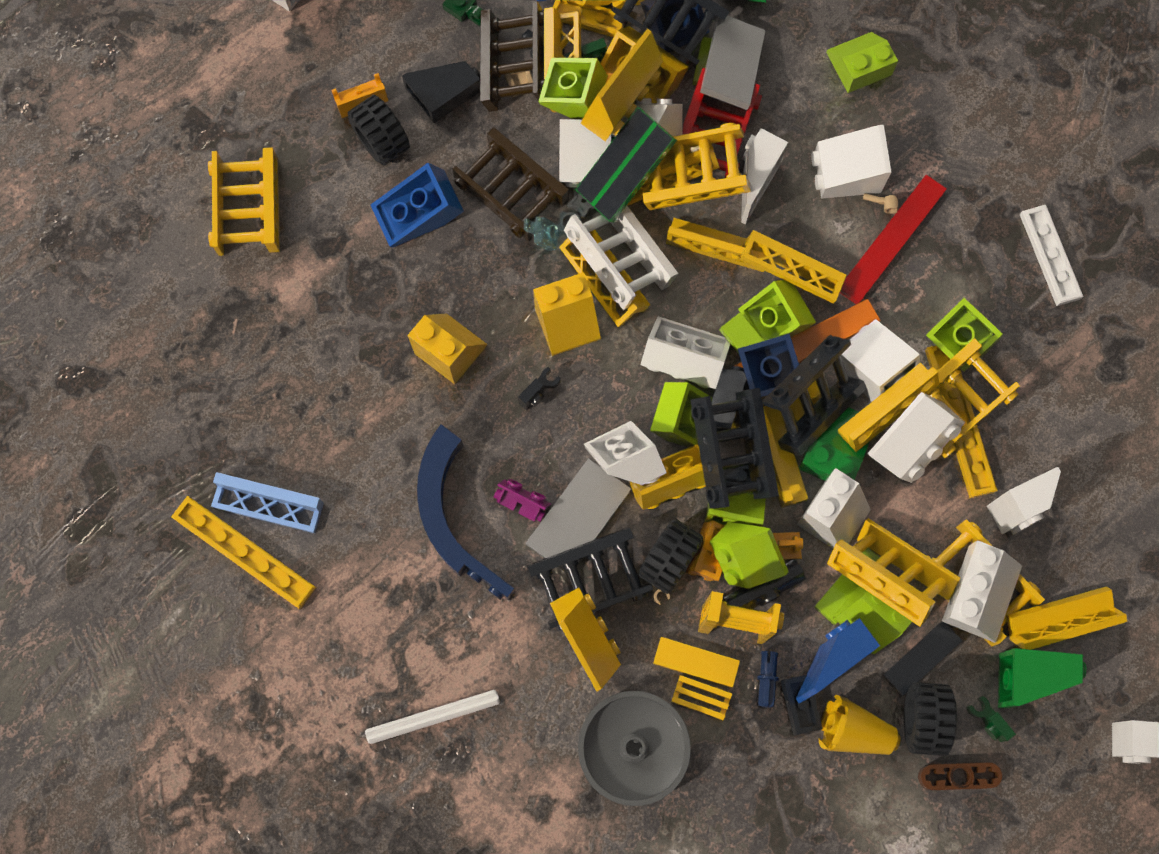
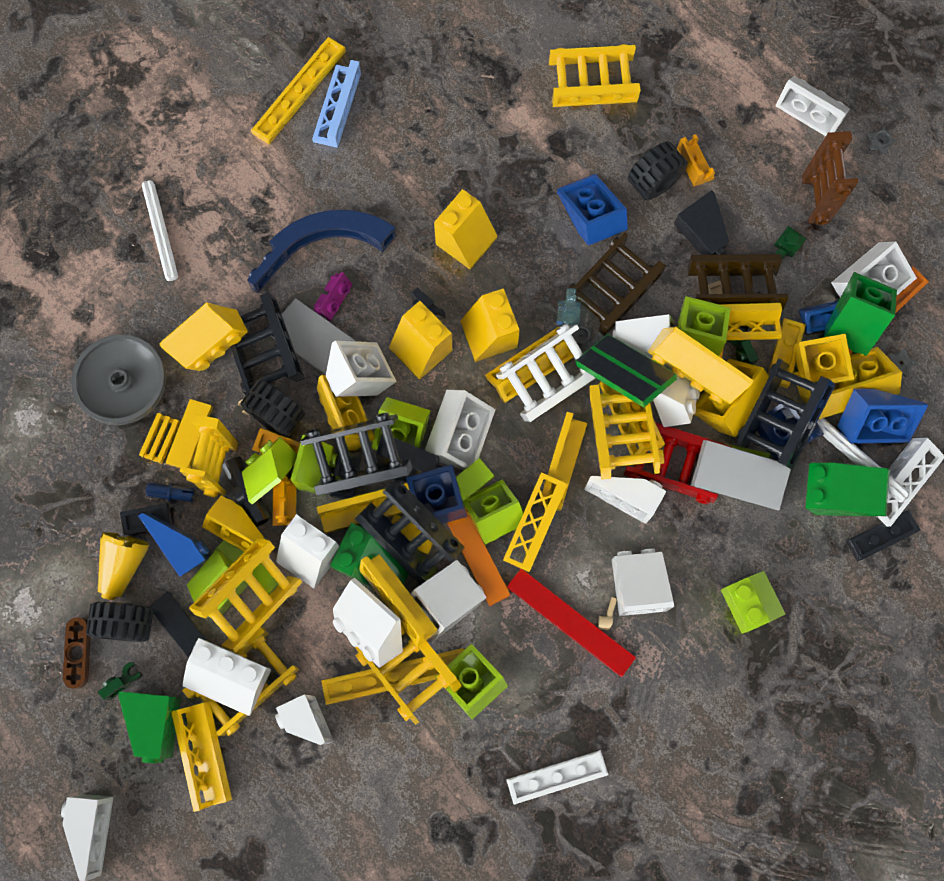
camera: 90 degrees right, 0 degrees up
(584, 390) = (421, 340): none -> yellow slope
(808, 597) = (231, 524): none -> yellow slope

